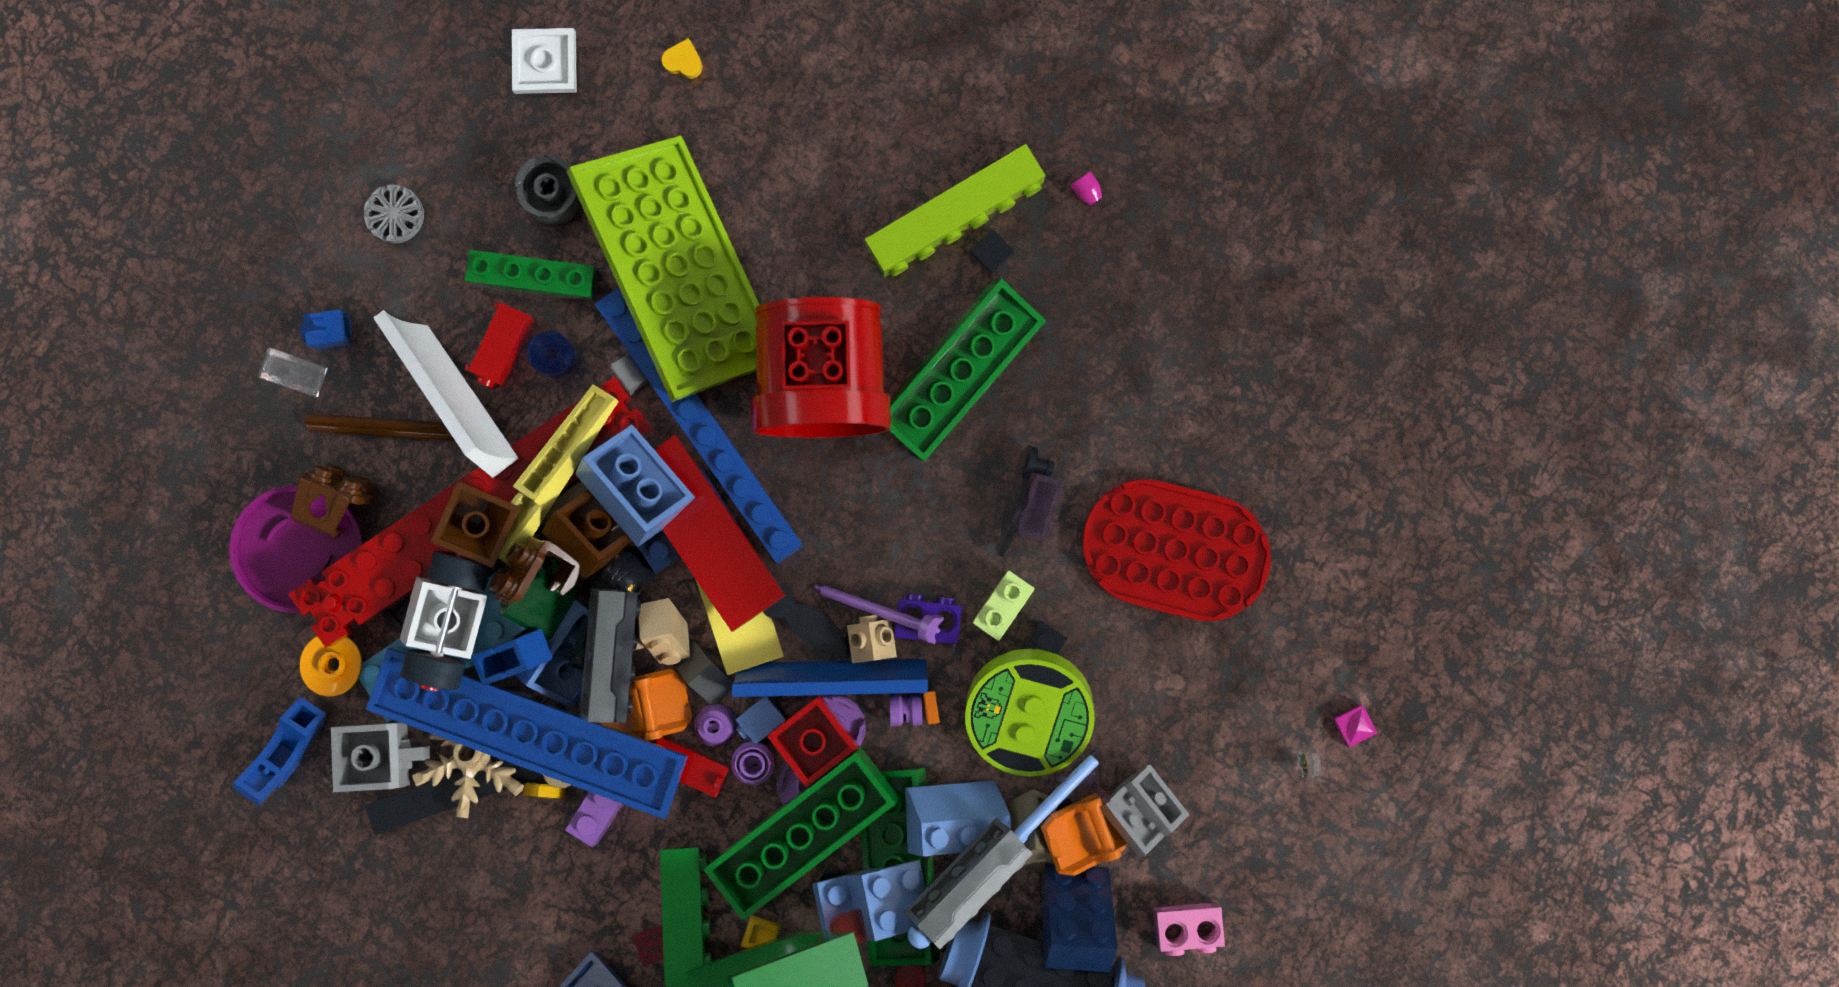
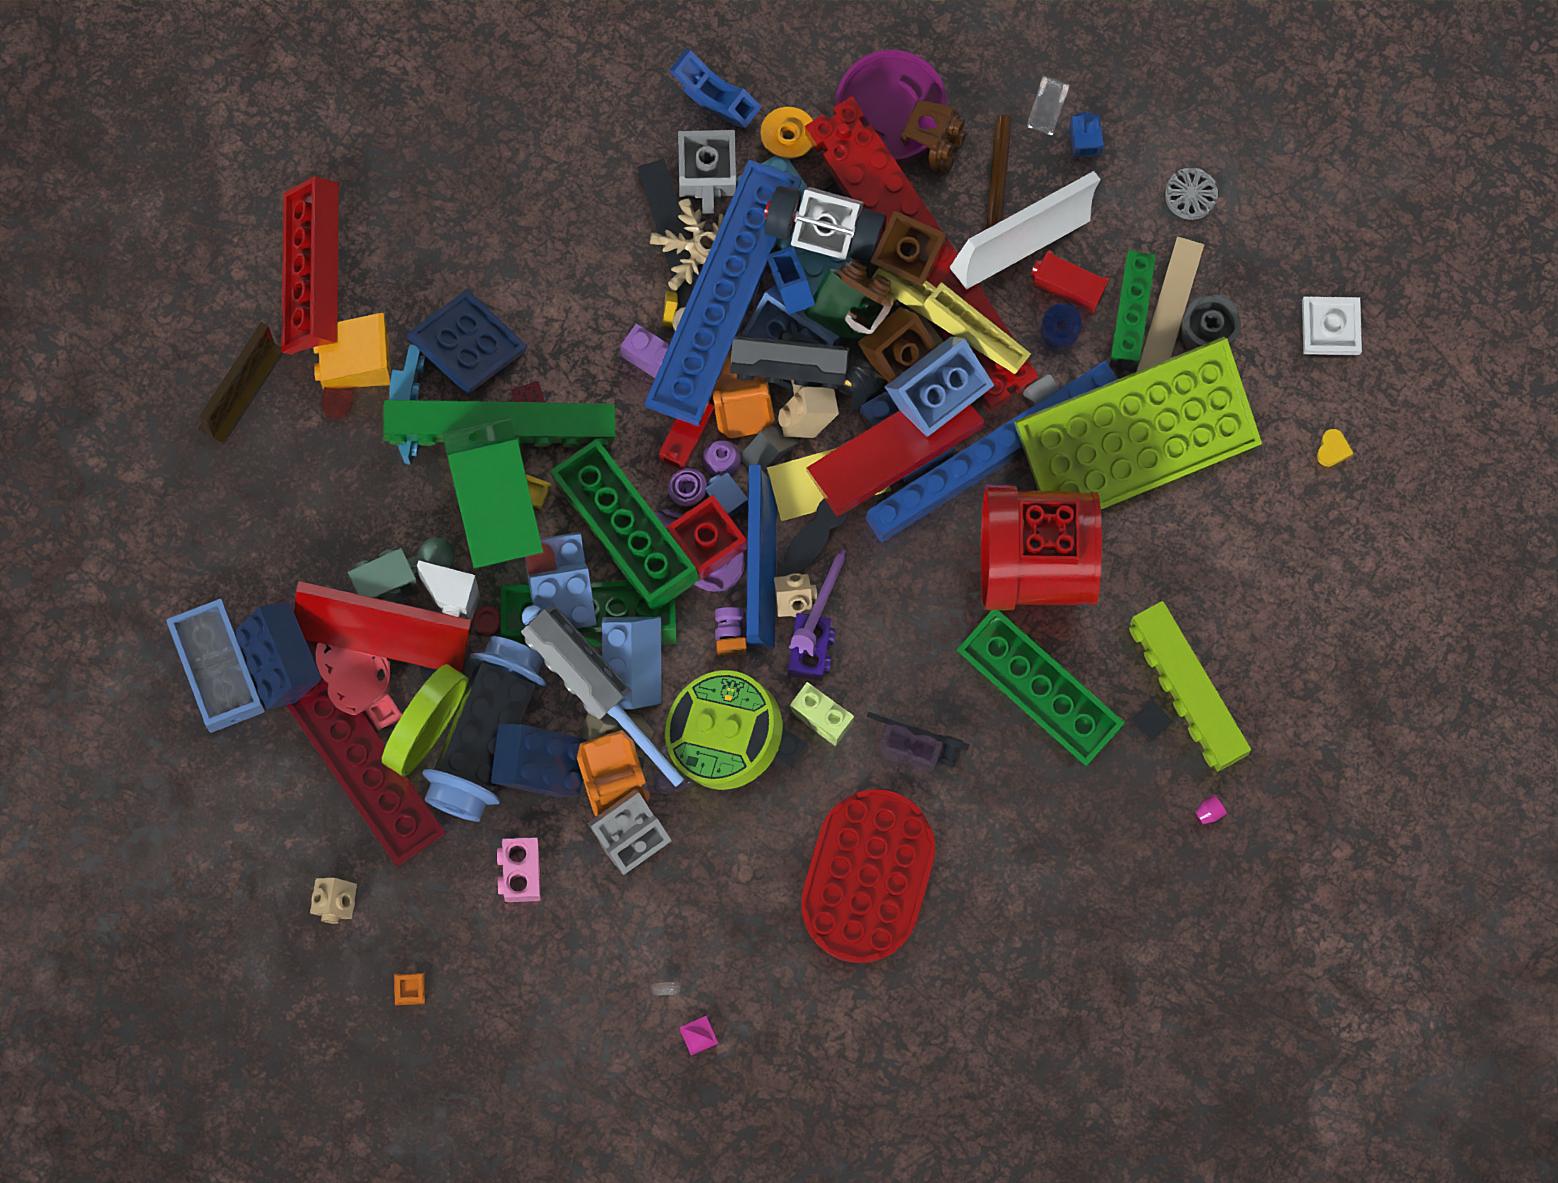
camera: 90 degrees right, 10 degrees down
(526, 235) = (1171, 302): none -> tan tile

